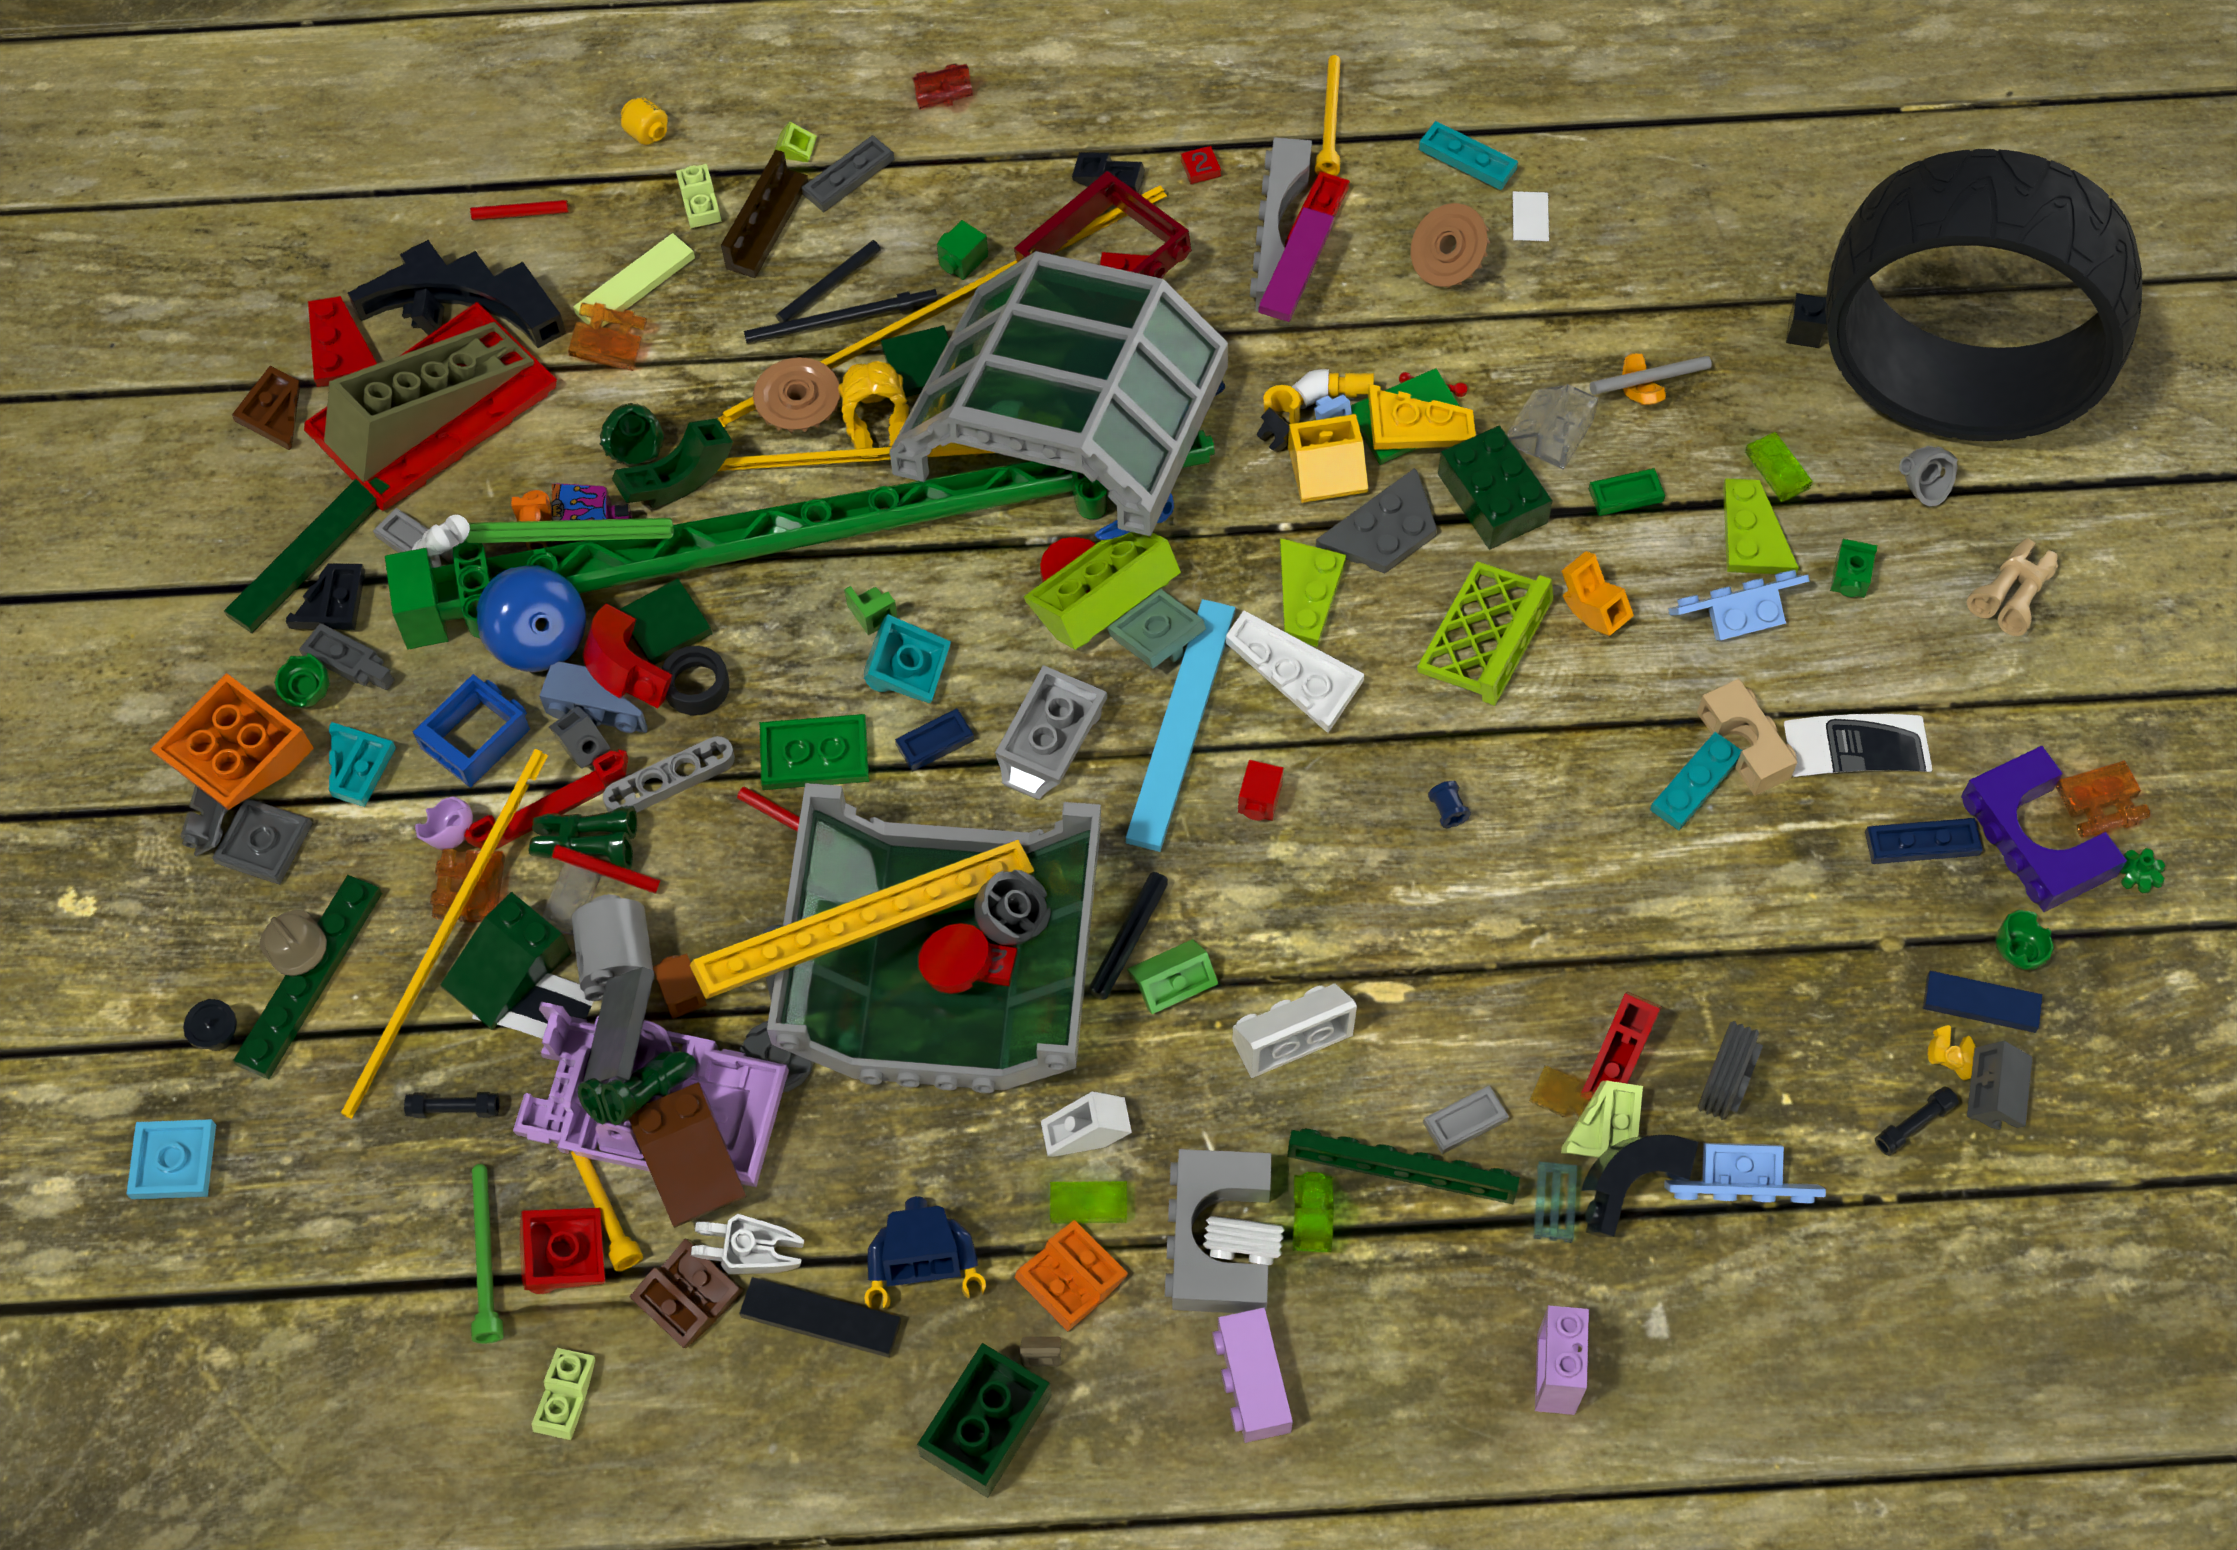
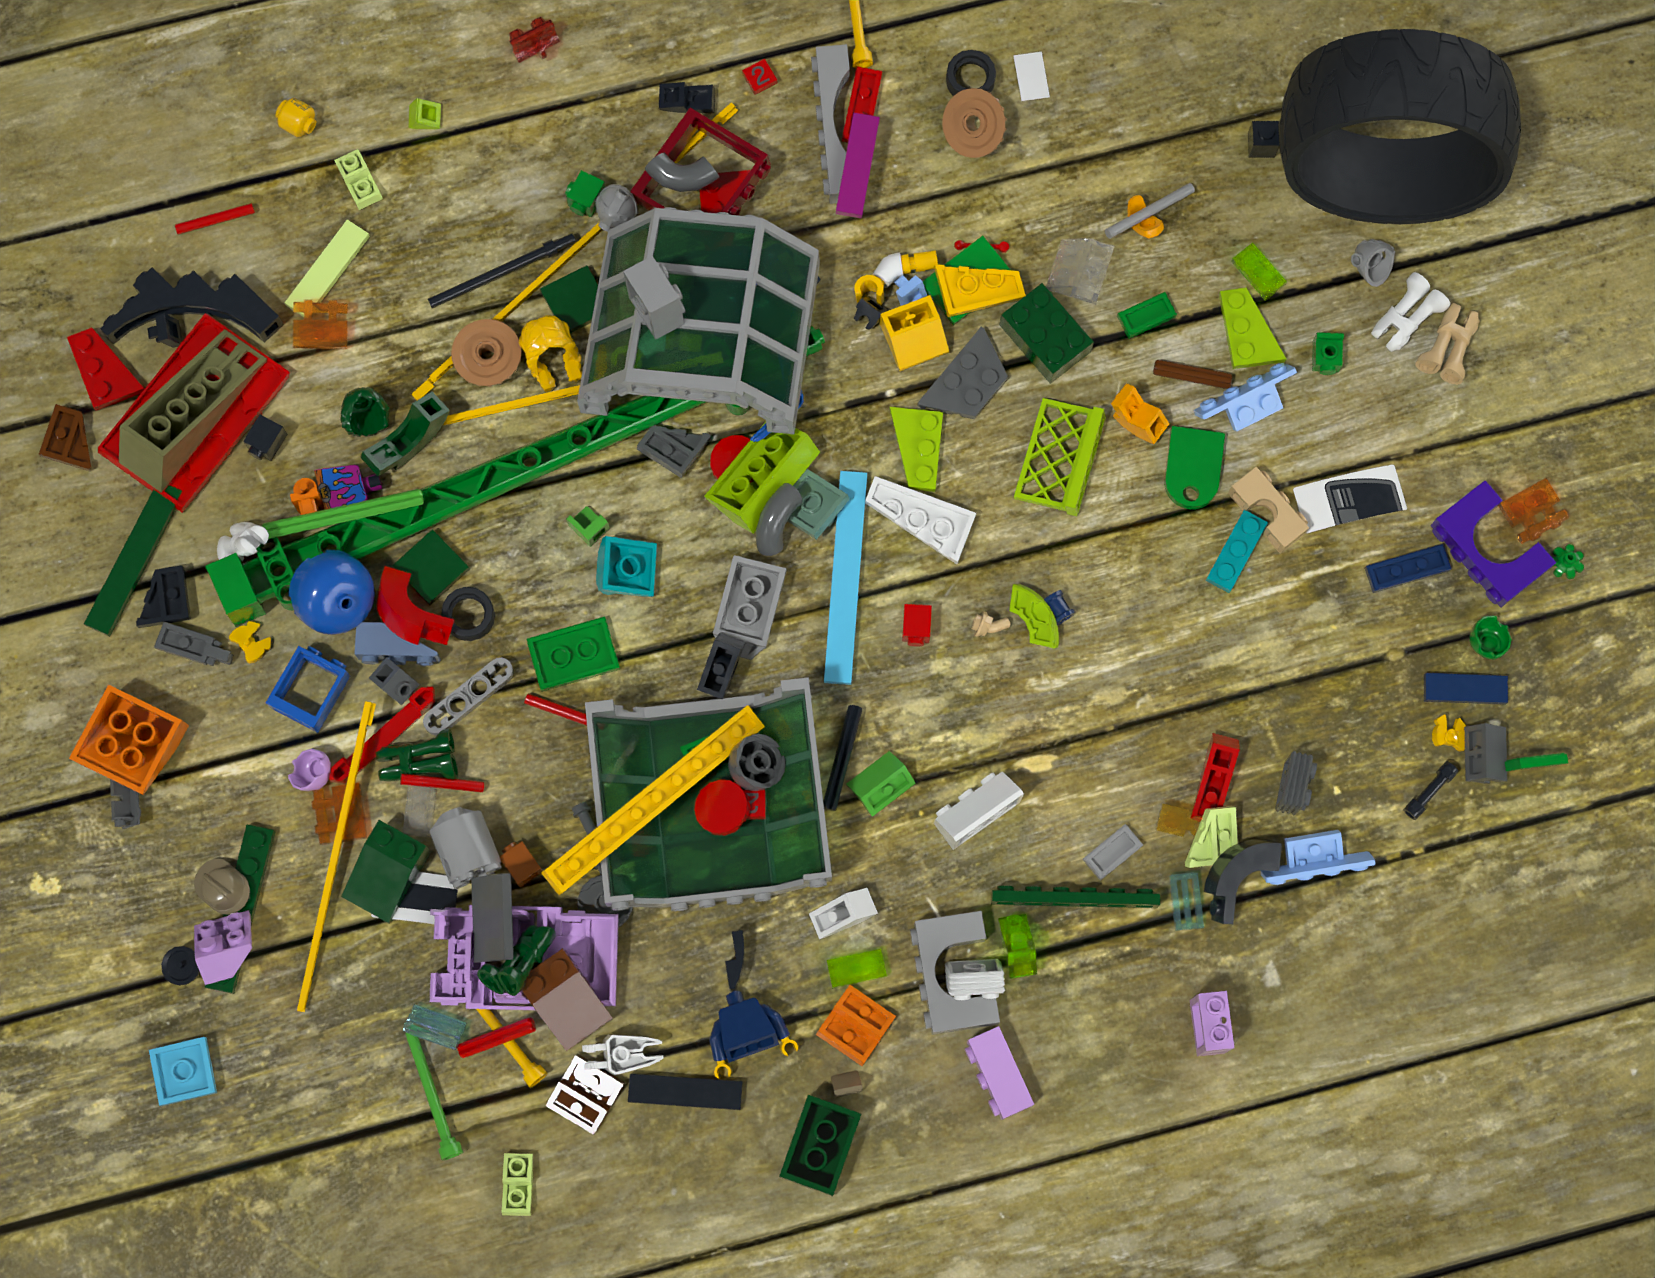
camera: 15 degrees left, 15 degrees up
(262, 841) = (172, 808): dark grey tile -> none
(264, 1007) = (222, 946): none -> lavender slope
(302, 681) = (164, 673): green hair -> none
(356, 763) = (226, 732): teal wing -> none
(399, 531) = (205, 529): light grey tile -> none
(419, 677) = (253, 650): none -> yellow piece
(419, 1105) = (353, 993): black bar -> none
(505, 444) = (264, 438): none -> black brick
(515, 1163) = (435, 1022): none -> clear light blue tile
(561, 1249) = (488, 1082): red slope -> none
(589, 1192) = (496, 1037): none -> red axle
(763, 217) = (418, 191): dark brown fence -> none
(828, 282) = (484, 240): black bar -> none
(848, 173) = (475, 135): dark grey tile -> none
(927, 1164) = (735, 967): none -> black slope
(934, 739) = (662, 626): dark blue tile -> none
(990, 260) = (615, 206): none -> light grey helmet
(995, 790) = (721, 665): none -> black brick
(998, 538) = (673, 448): none -> dark grey wing
(1007, 326) = (654, 296): none -> light grey brick
(1078, 236) = (681, 177): none -> dark grey cylinder
(1104, 631) = (774, 517): none -> dark grey cylinder
(1347, 807) = (984, 624): none -> tan plate
(1419, 808) = (1036, 615): none -> lime tile
(1459, 182) = (970, 57): none -> black tyre
(1468, 155) = (973, 30): teal plate -> none
(1657, 668) = (1193, 464): none -> green tile
(1673, 566) = (1192, 374): none -> reddish brown axle
(1981, 515) = (1416, 289): none -> white piece
(2069, 1106) = (1536, 762): none -> green tile

